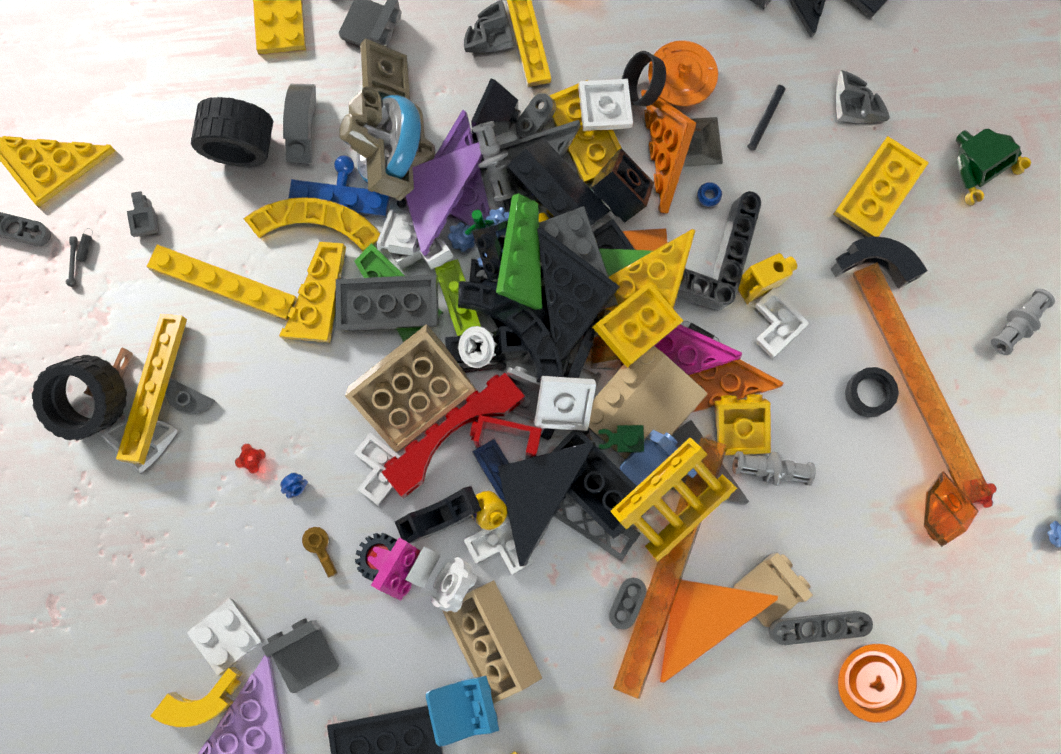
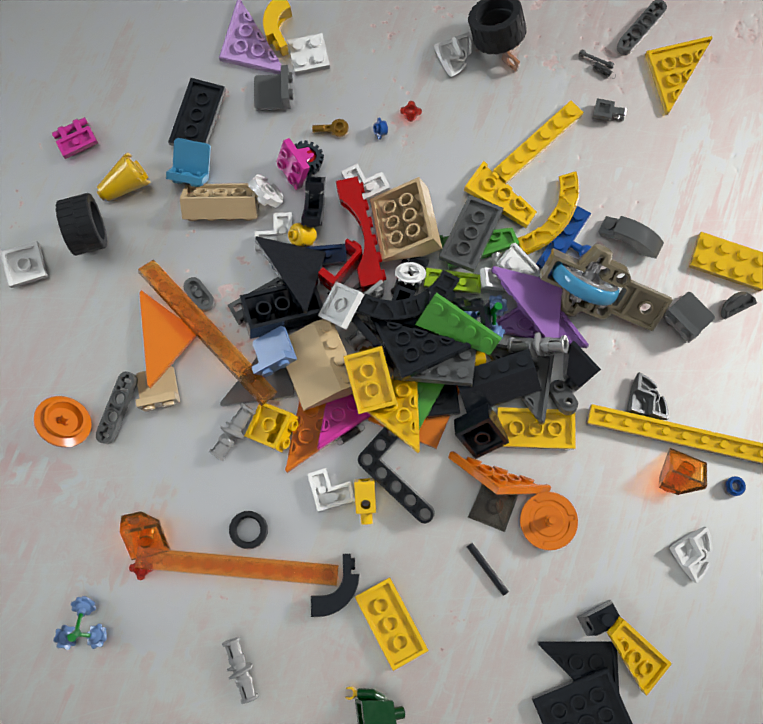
camera: 120 degrees right, 0 degrees up
(151, 389) = (484, 70): yellow plate -> none
(186, 399) = (470, 89): dark grey plate -> none
(232, 132) = (639, 183): black tyre -> none
(423, 567) = (287, 180): white sticker -> none
(605, 104) = (548, 448): white plate -> none
(628, 439) = (299, 337): dark green plate -> none
(632, 73) = (560, 480): black tyre -> none
(658, 483) = (257, 341): yellow fence -> none
(712, 188) = (452, 489): blue plate -> none
(856, 102) = (467, 646): dark grey brick -> none

